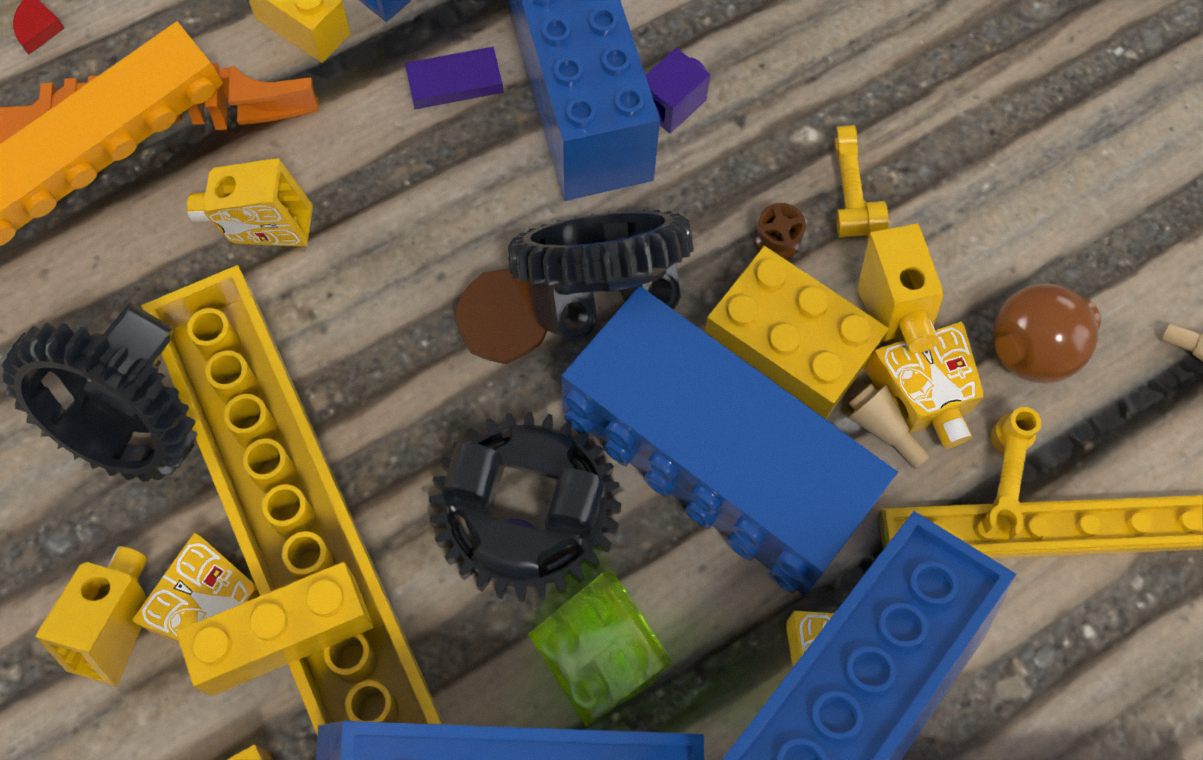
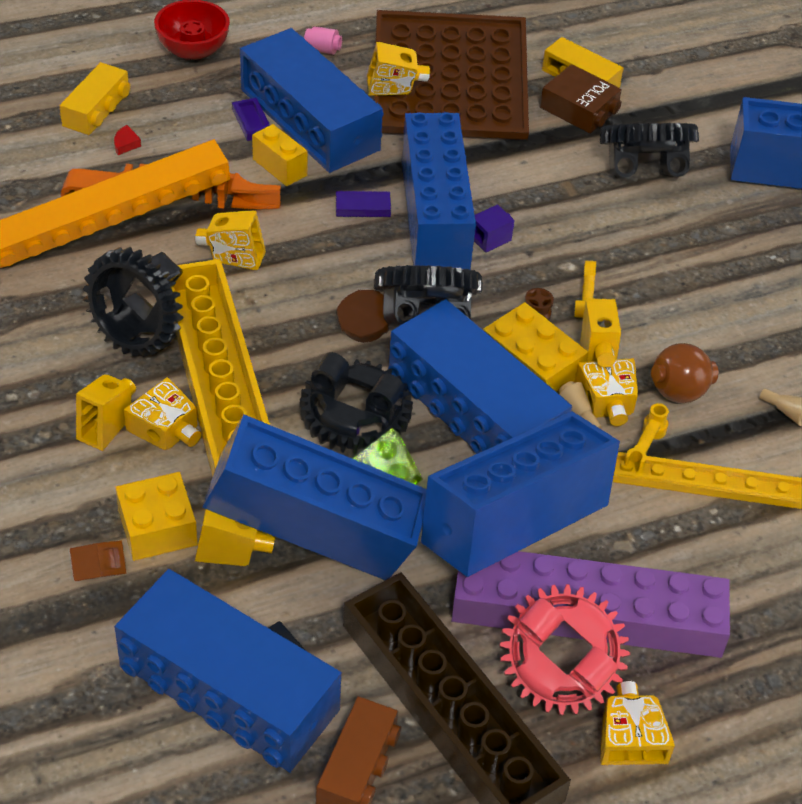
camera: 10 degrees right, 20 degrees down
(274, 630) = (205, 411): yellow brick -> none

